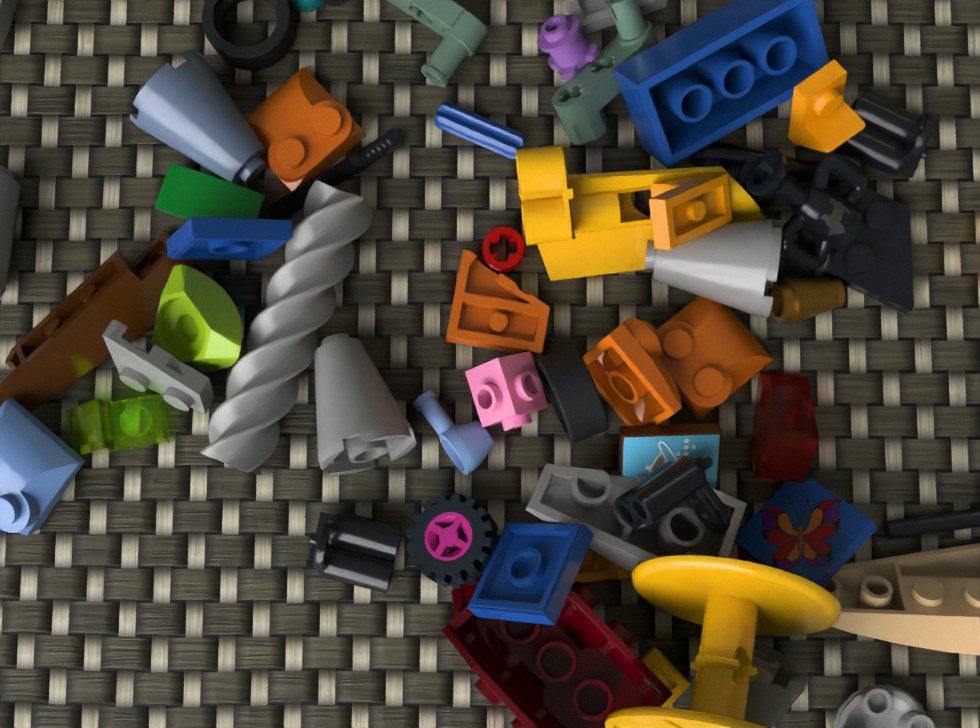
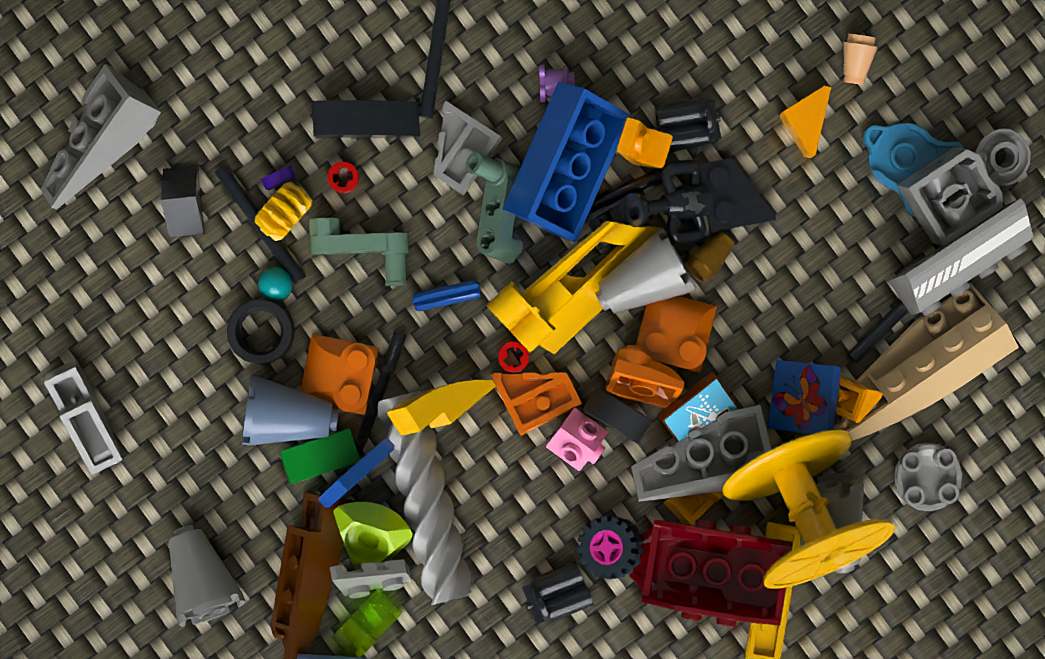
camera: 45 degrees left, 5 degrees up
(355, 409) = (498, 514): light grey cone -> none
(377, 227) = (438, 405): none -> yellow slope
(464, 443) = (575, 487): light blue bar -> none
(531, 572) = (666, 533): blue tile -> none
(566, 45) = (462, 209): medium lavender brick -> none
(667, 489) = (709, 433): black piece -> none
(688, 208) = (606, 264): light orange slope -> none
(783, 428) = (750, 343): clear red slope -> none
(868, 580) = (855, 399): none -> light orange slope

